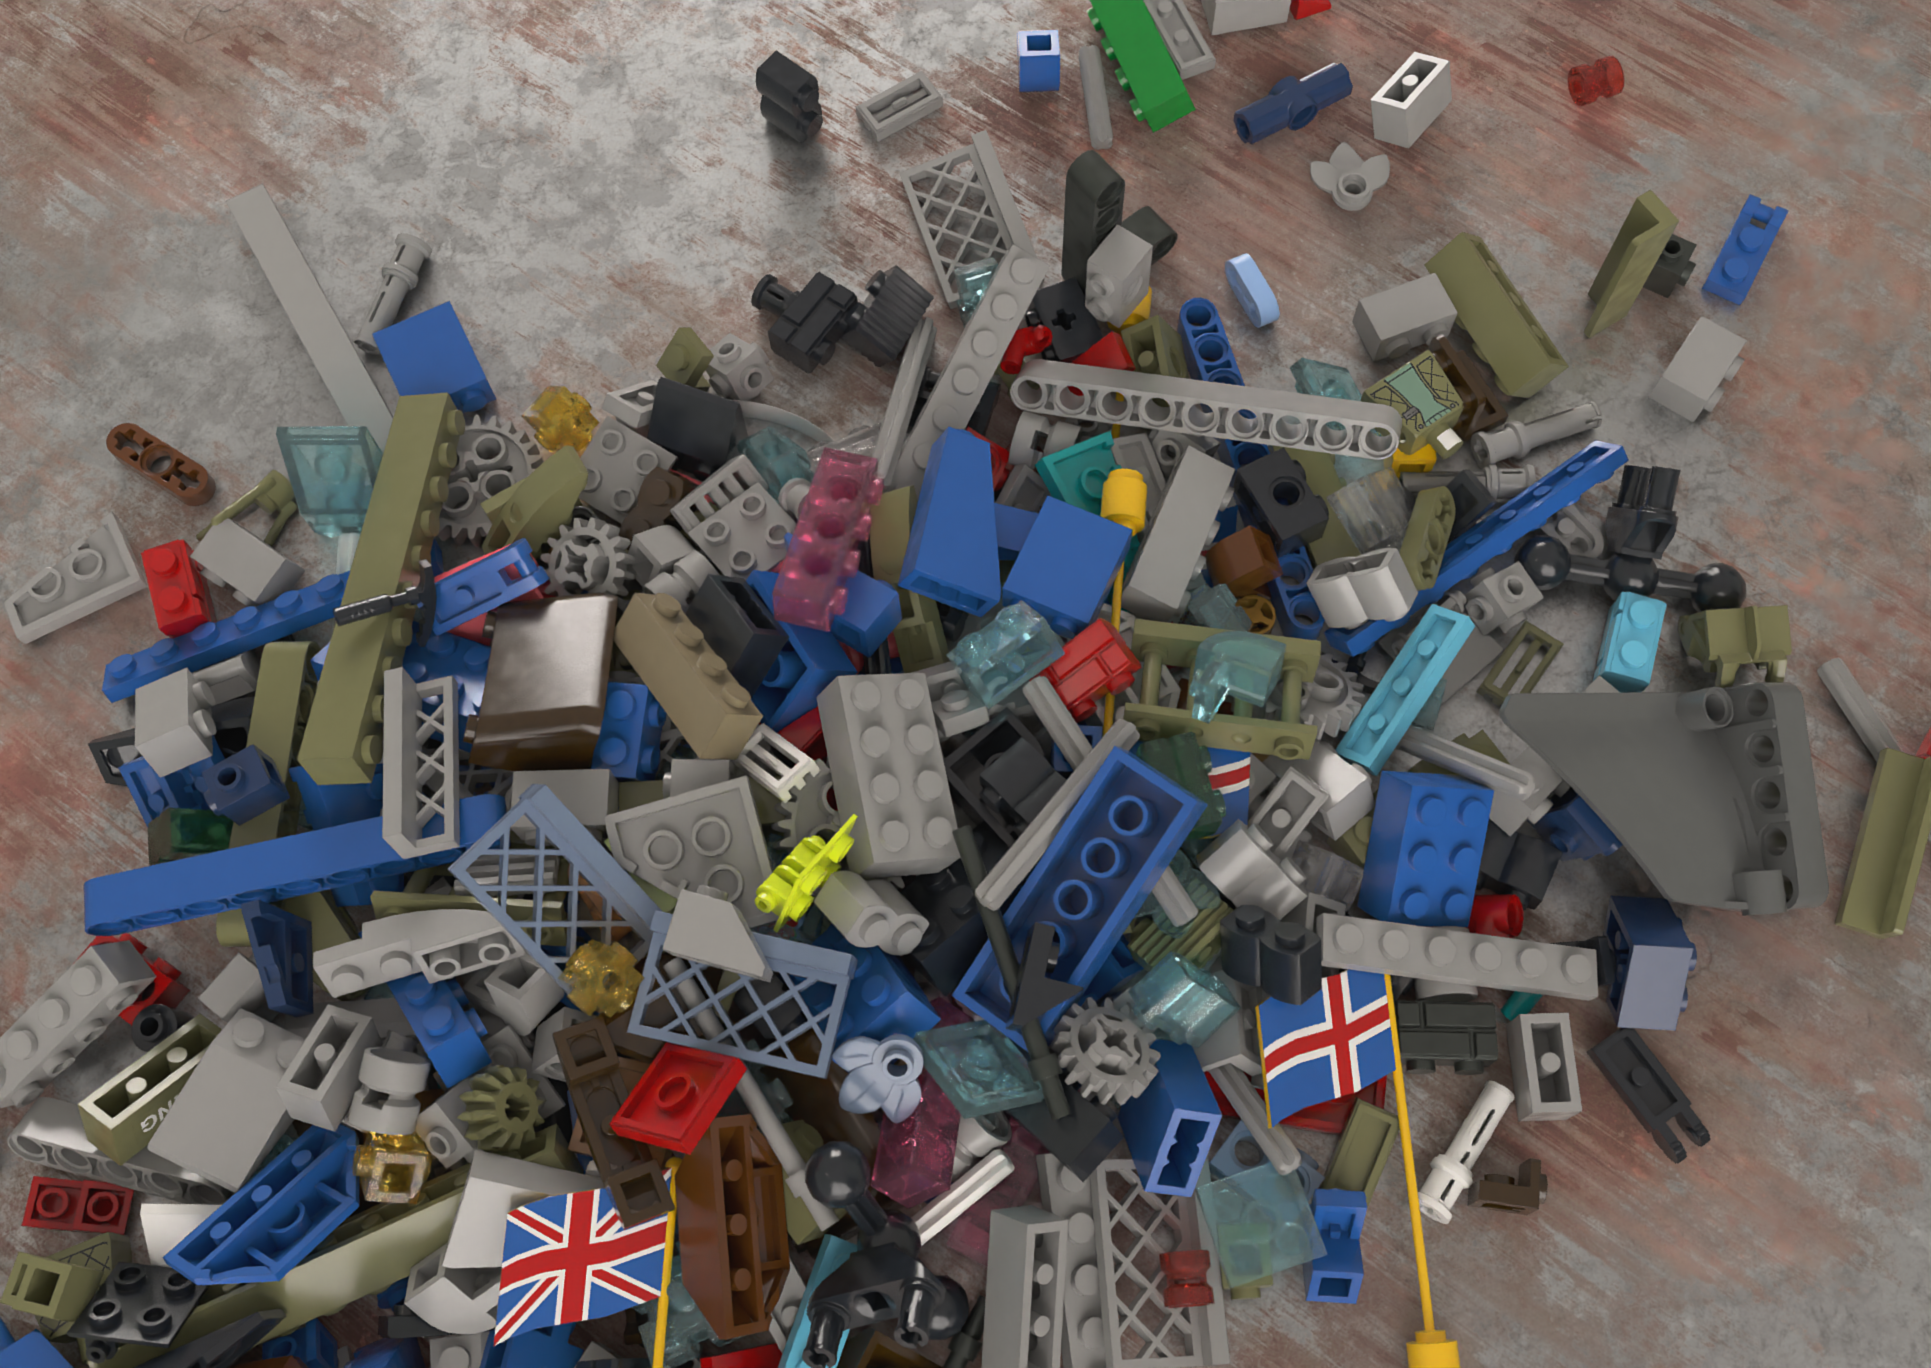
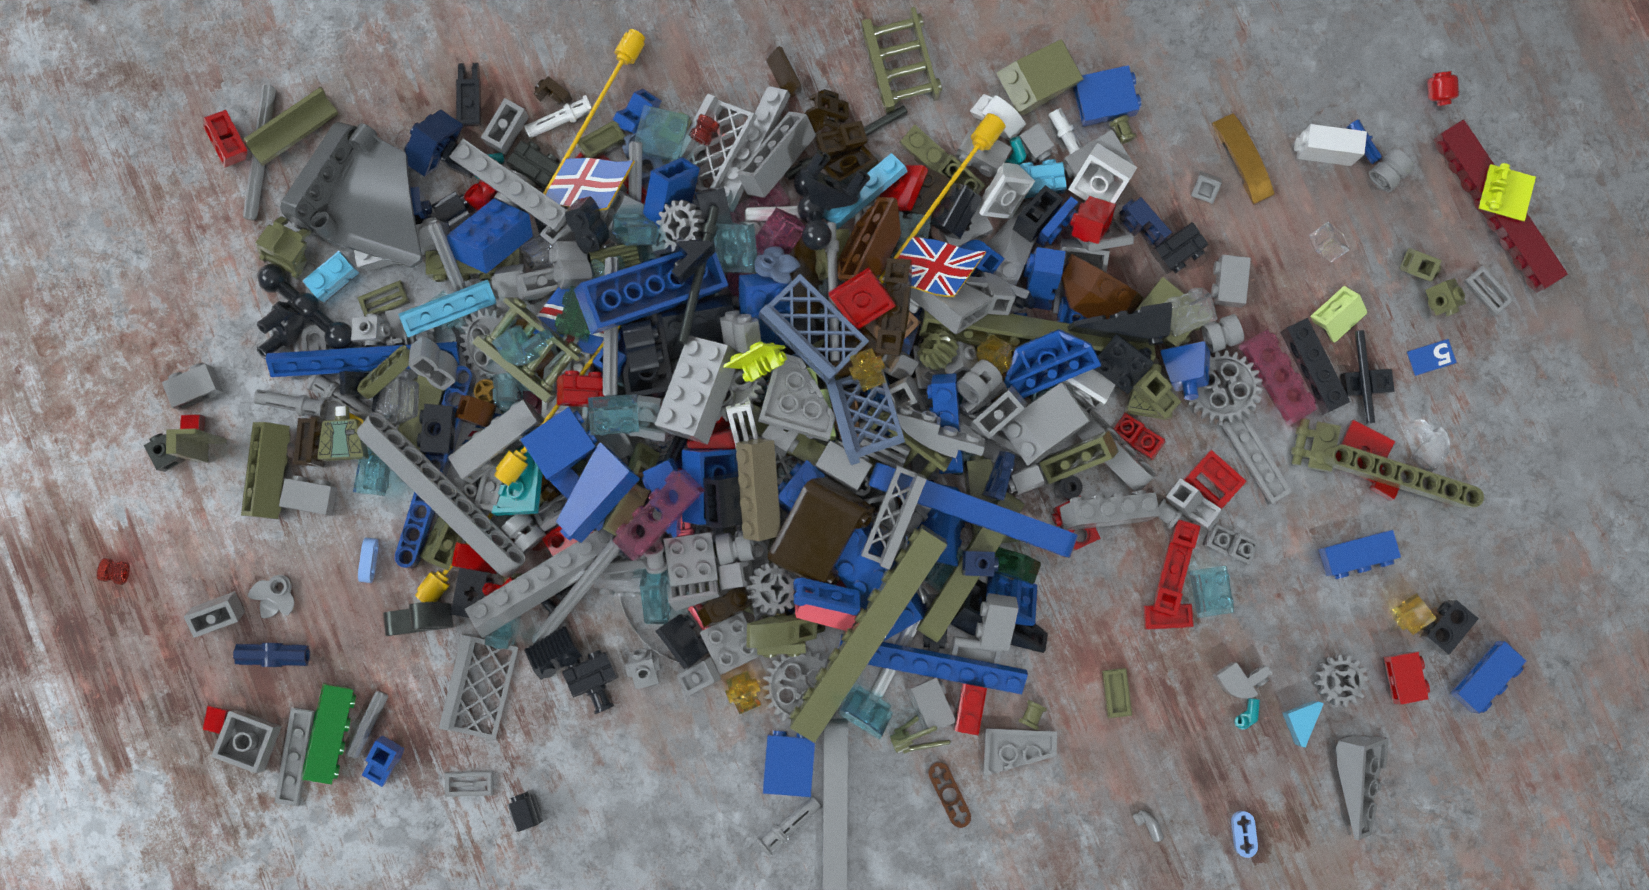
camera: 150 degrees left, 15 degrees up
(72, 643) = (1032, 715): none -> olive bush
(384, 603) = (856, 603): black piece -> none
(686, 359) = (666, 685): olive bracket -> none
(715, 934) = (810, 347): light grey slope -> none
(1042, 830) = (637, 324): light grey axle -> none
(1118, 276) = (435, 587): light grey brick -> none
(1649, 322) = (192, 422): none -> red slope
(1744, 250) = (117, 436): blue plate -> none

